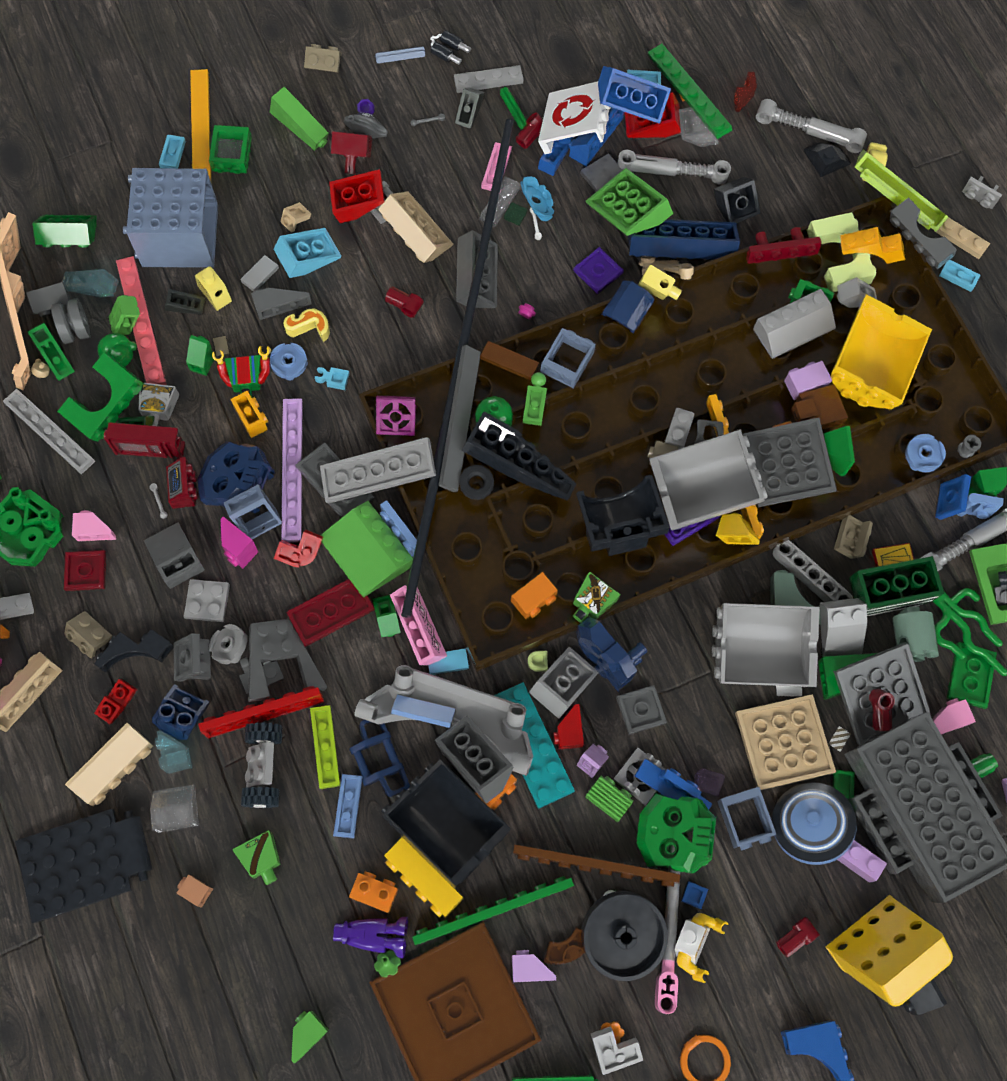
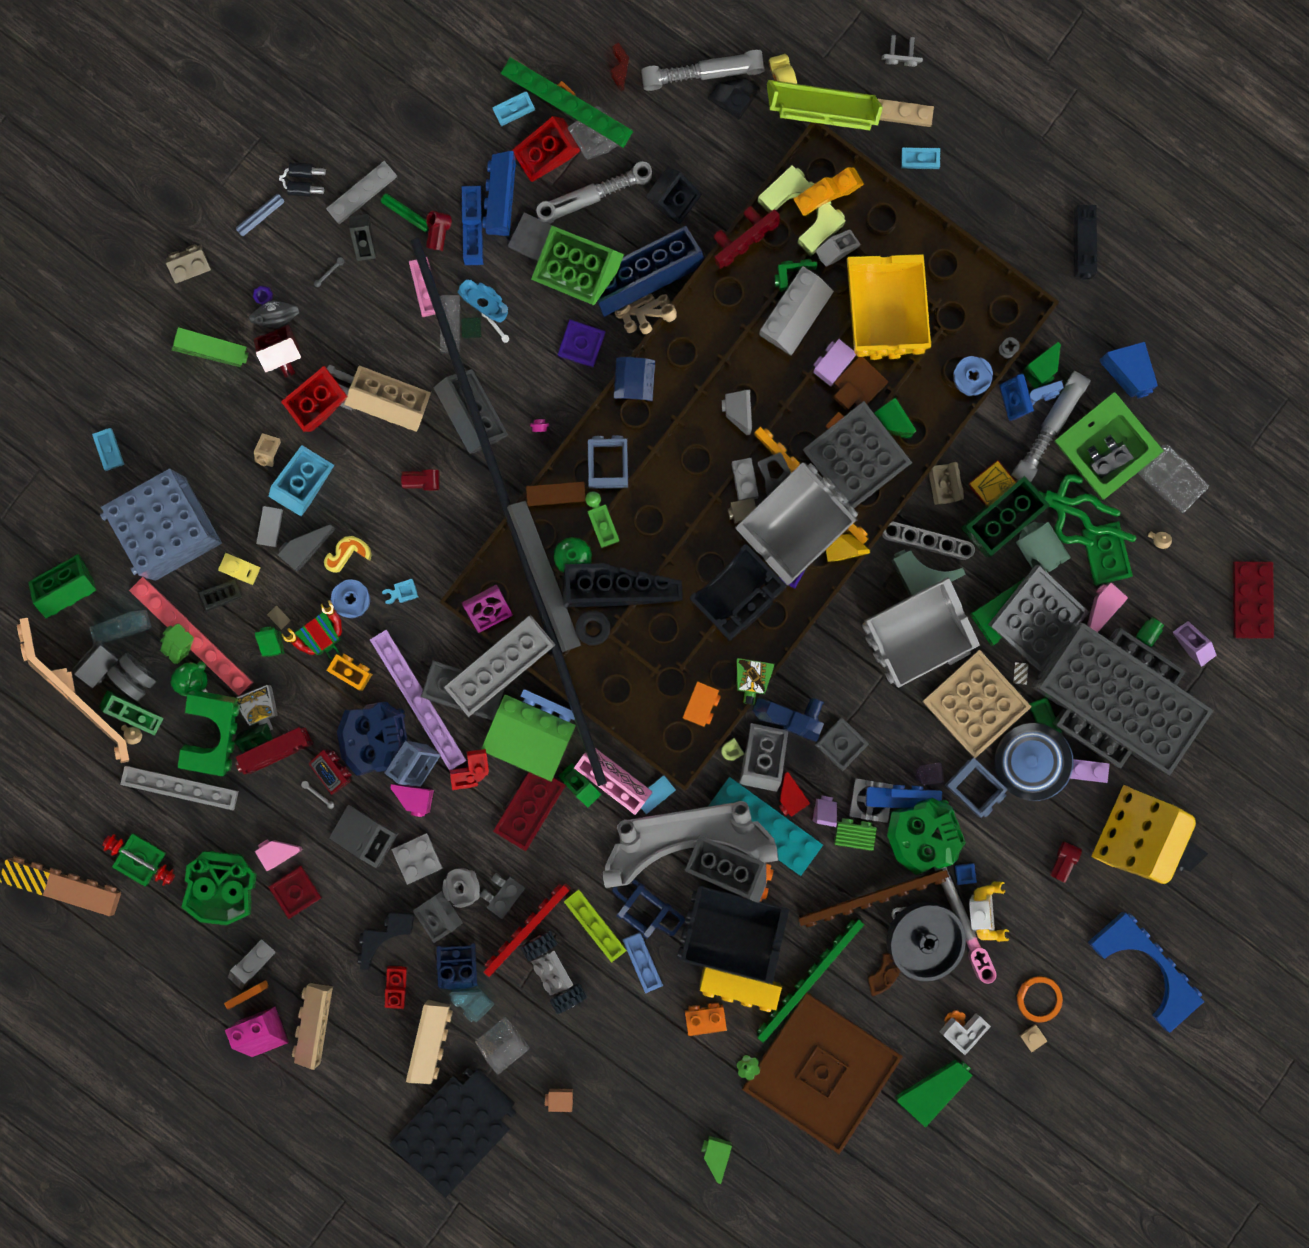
camera: 25 degrees left, 15 degrees up
(86, 634) = (334, 945): dark tan bracket -> none
(200, 120) = (118, 408): light orange tile -> none
(230, 149) = (162, 415): green window -> none
(259, 857) = (596, 1044): bright green torso -> none
(276, 642) = (499, 863): dark grey wing -> none
(372, 934) = (724, 1052): dark purple piece -> none
(423, 711) = (660, 851): medium blue tile -> none
(529, 968) = (863, 1007): lavender slope -> none
(572, 114) = (474, 196): white panel -> none
(632, 94) = (518, 148): blue slope -> none
(651, 282) = (643, 343): light yellow torso -> none
(704, 371) = (739, 410): none -> light grey slope
(843, 627) = (976, 577): light grey slope -> none
(882, 711) = (1044, 635): dark red piece -> none
(935, 250) = (845, 138): dark grey arch -> none

